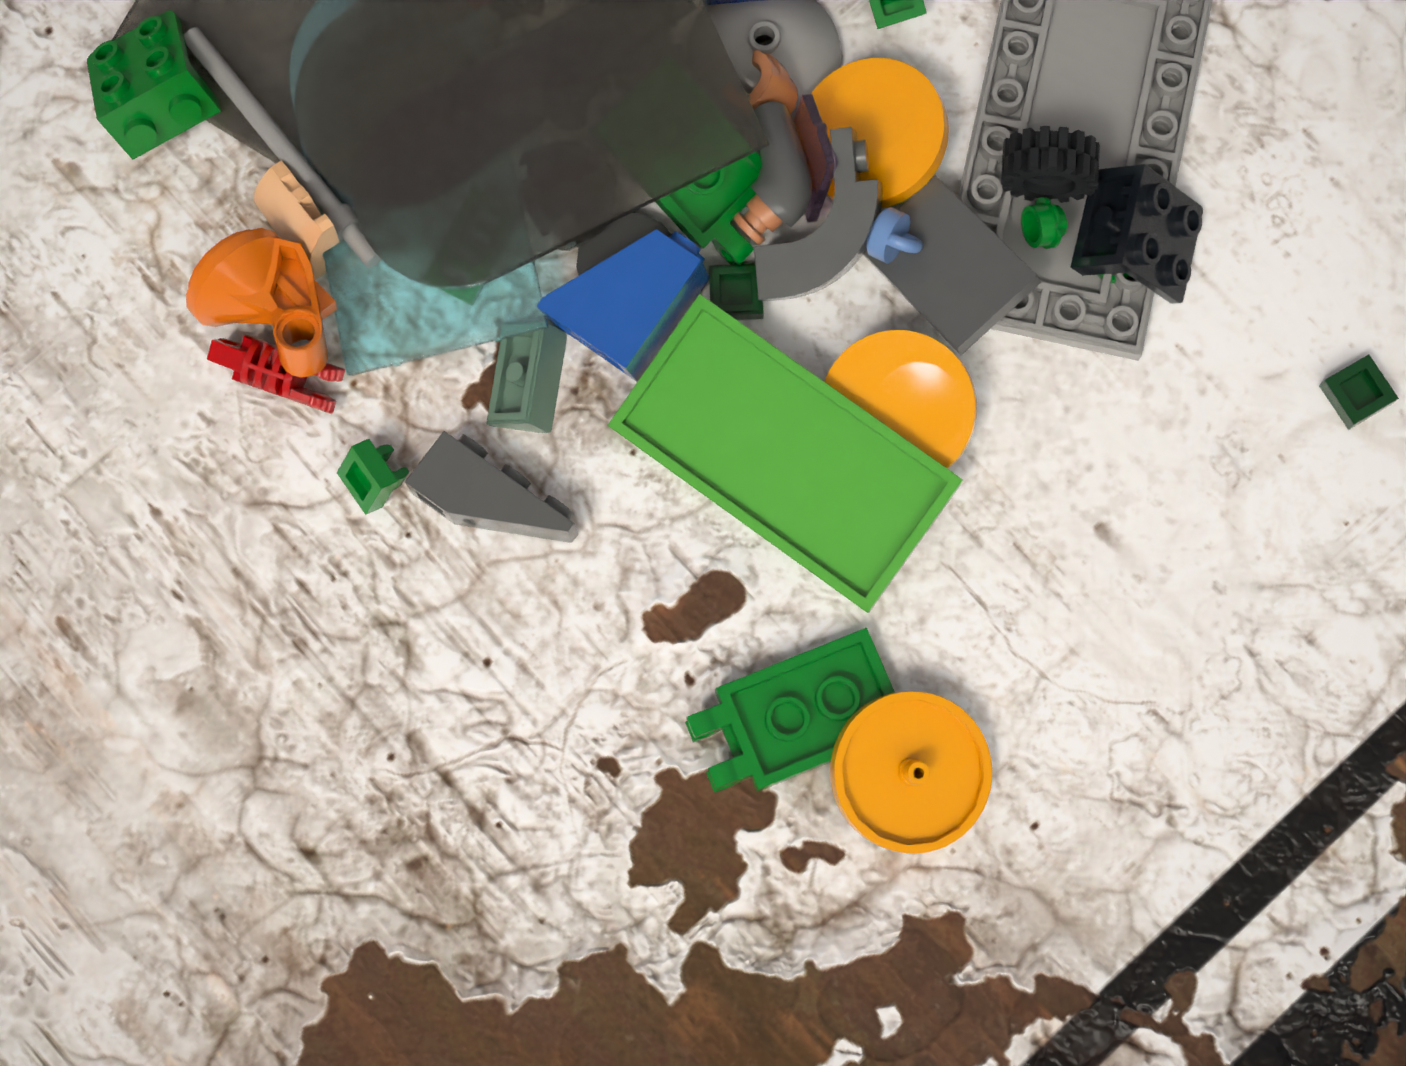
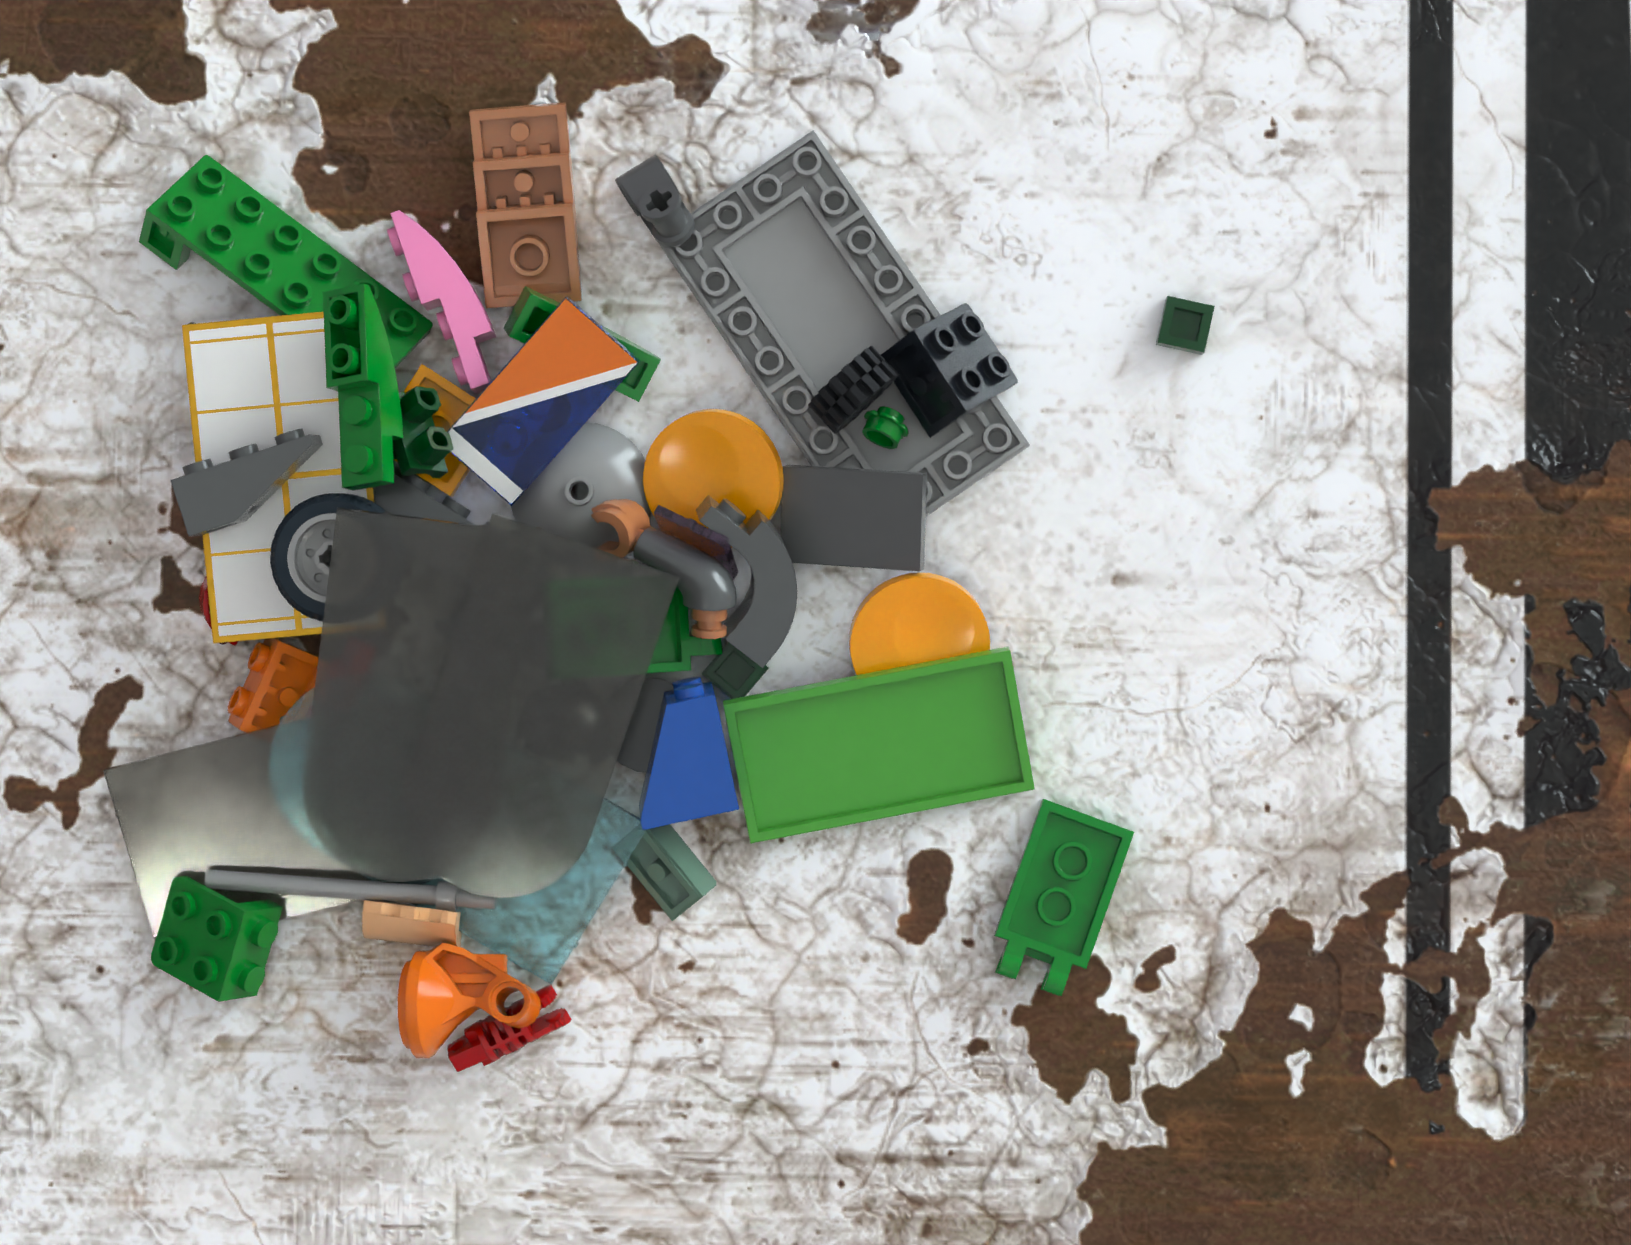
camera: 50 degrees left, 10 degrees up
(368, 475) = (640, 1034): green tile -> none
(476, 494) = (715, 974): dark grey slope -> none
(891, 235) = (799, 540): medium blue tile -> none
(911, 772) = (1163, 859): light orange piece -> none

